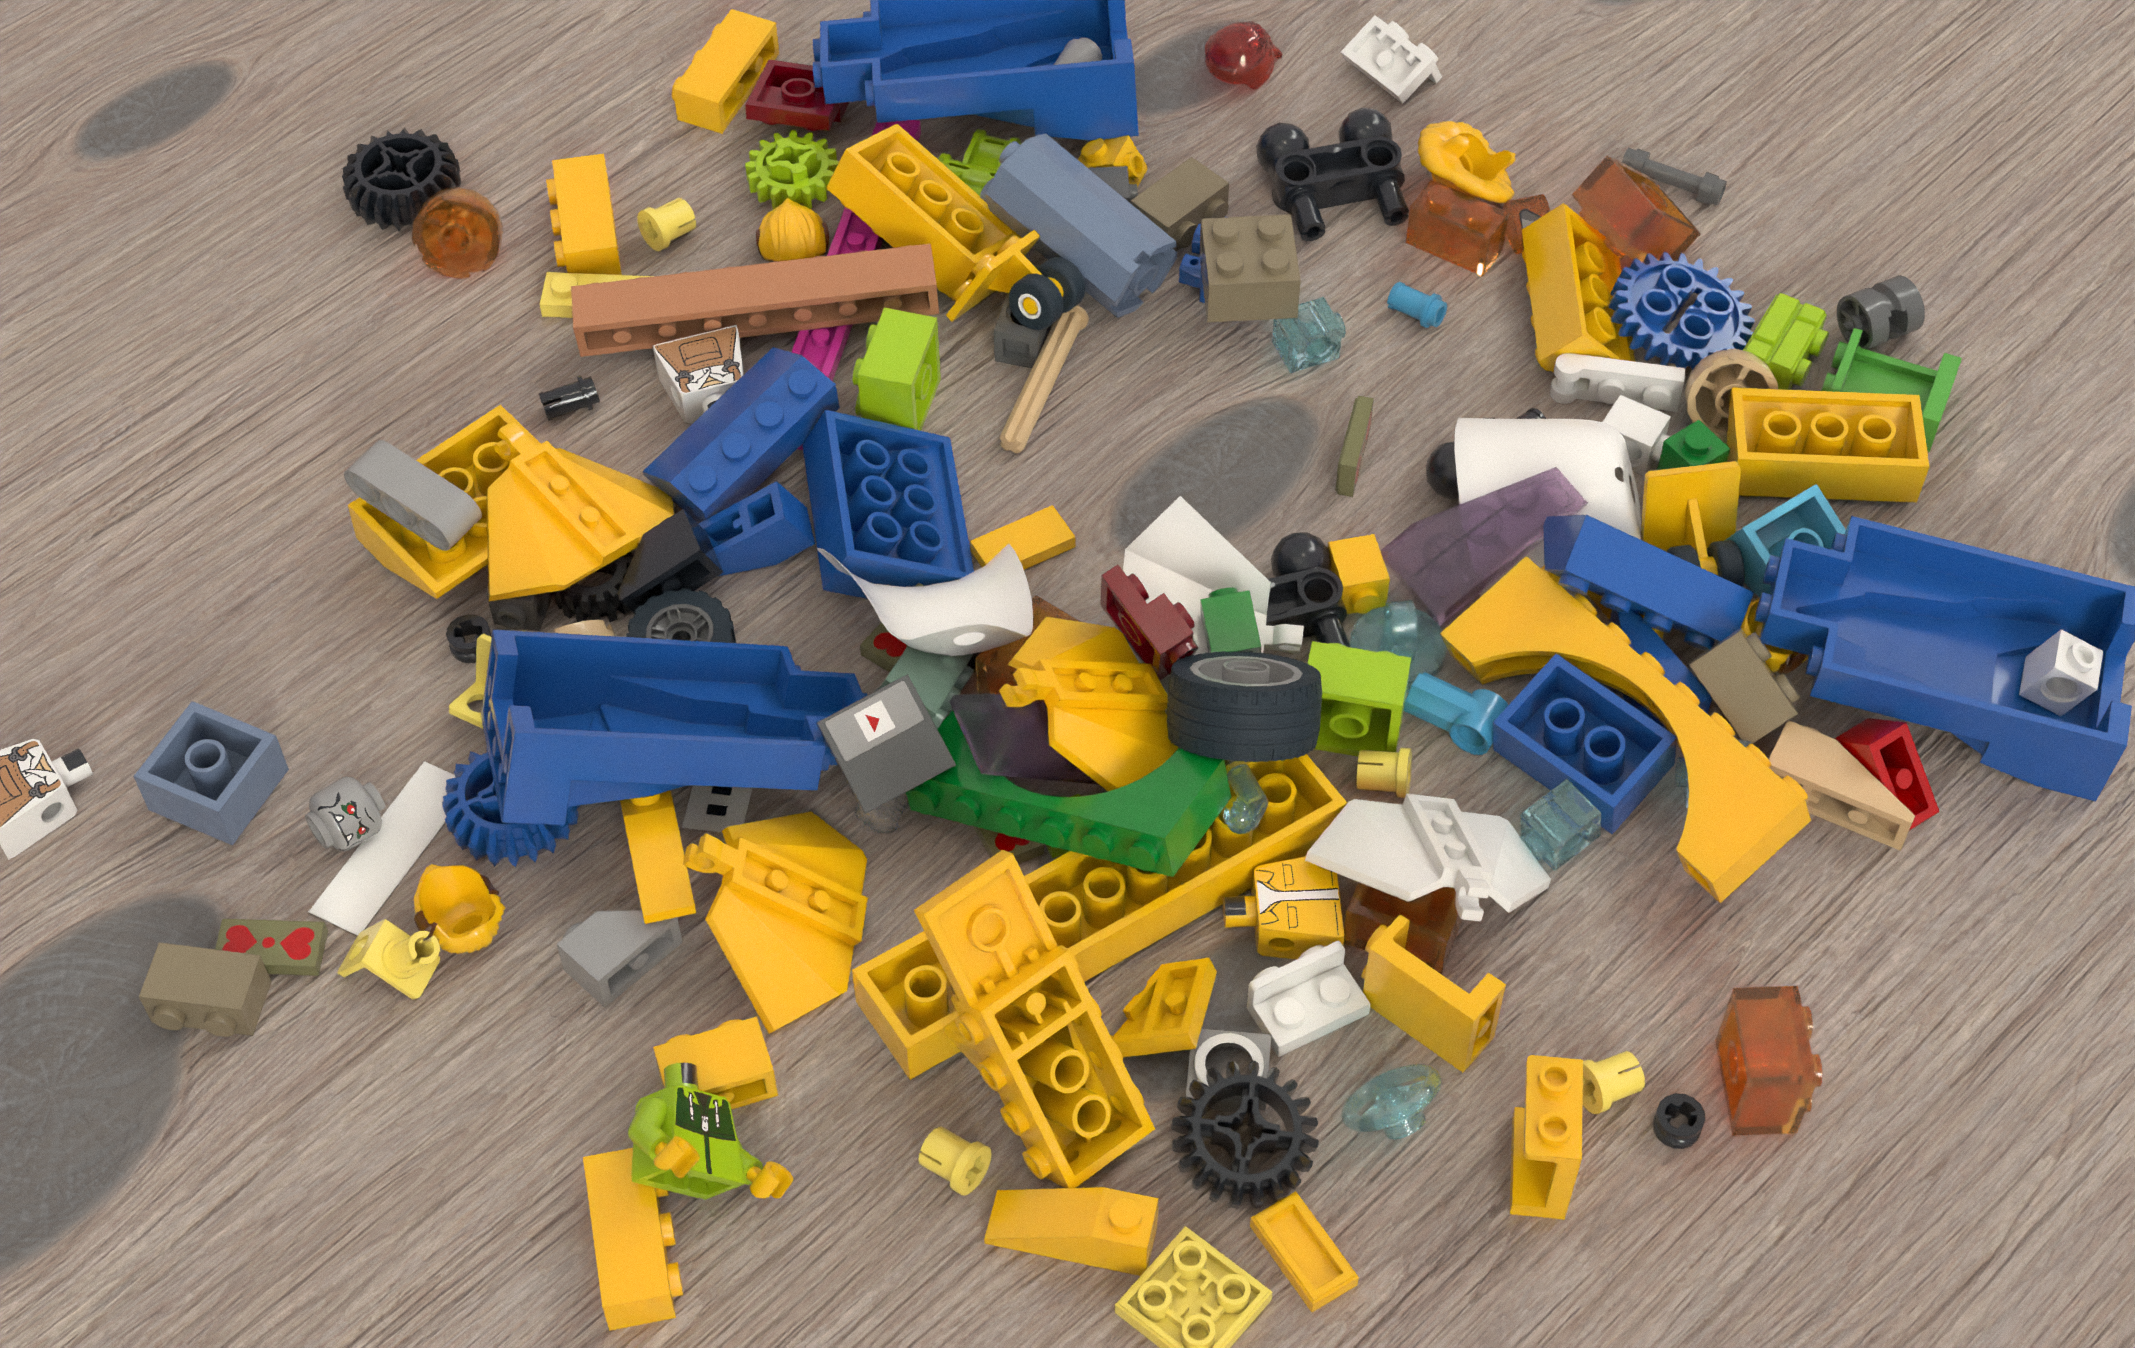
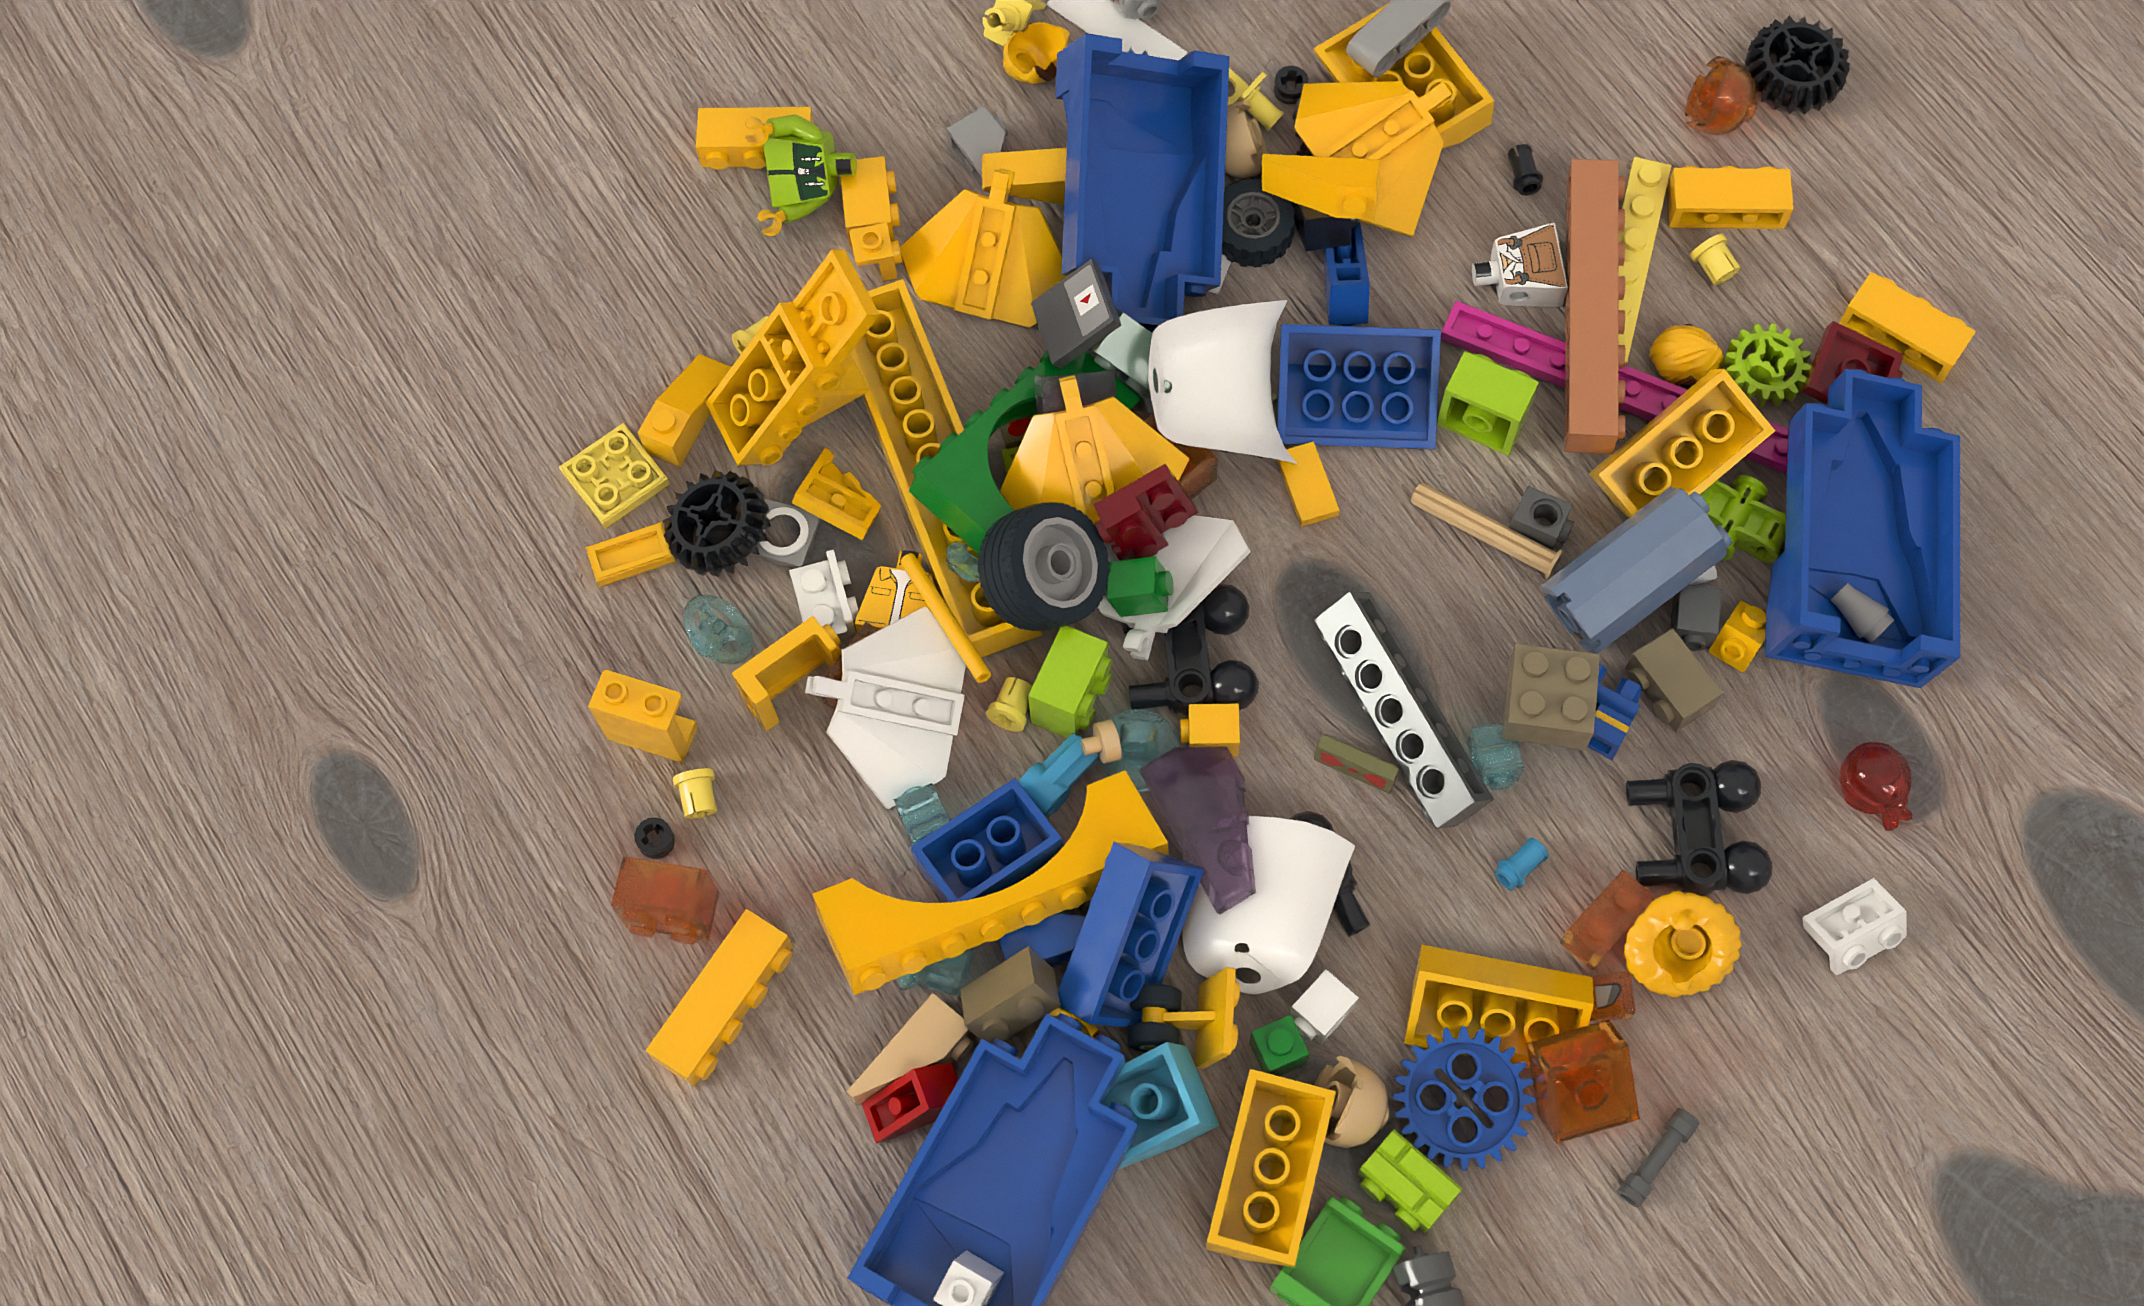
camera: 105 degrees right, 15 degrees up
(652, 528) = (1324, 183): none -> yellow slope
(744, 434) = (1441, 278): blue slope -> none
(796, 1030) = (873, 245): none -> yellow bracket
(1035, 294) = (1545, 515): plate -> none
(1189, 458) = (1421, 717): none -> brick
(1318, 823) = (945, 618): none -> yellow piece
(1422, 651) = (1104, 742): none -> tan tile
(1608, 378) = (1388, 1010): white plate -> none
(1858, 991) = (720, 998): none -> yellow brick

